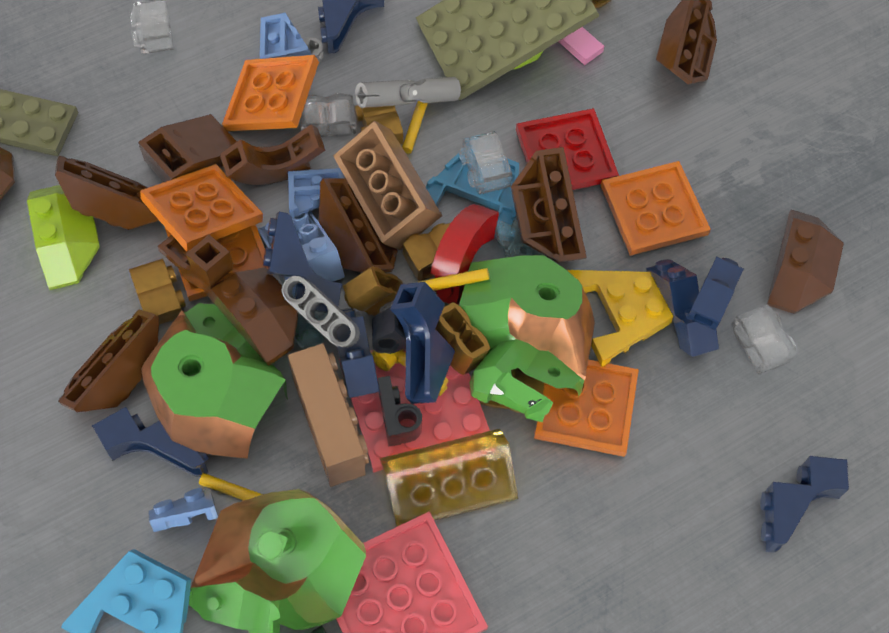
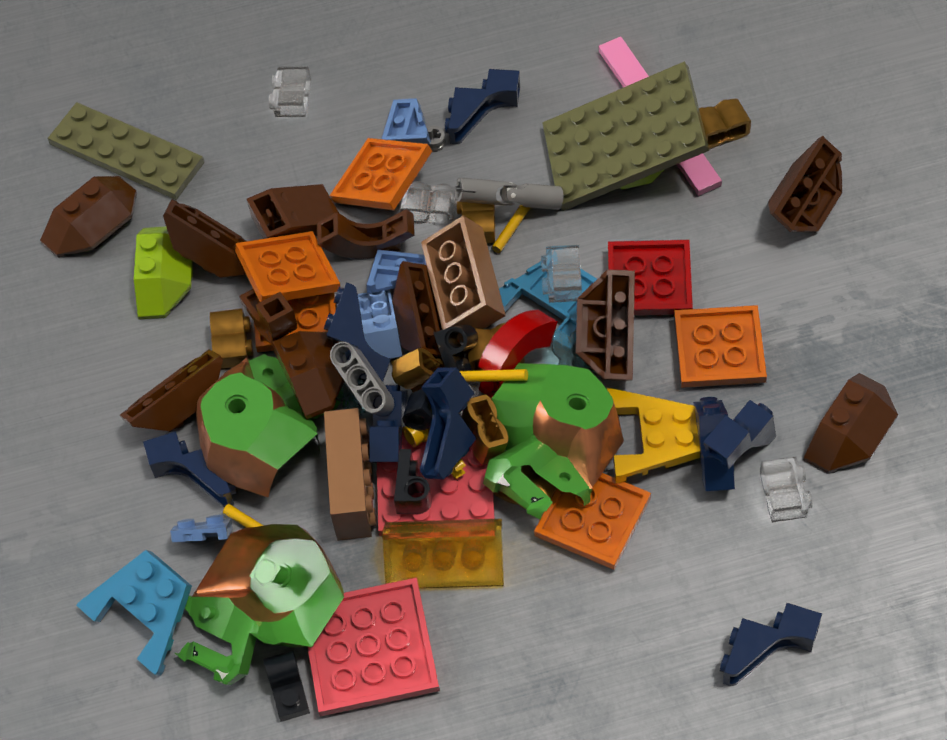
camera: 25 degrees right, 5 degrees down
(400, 262) = (452, 350): none -> black plate

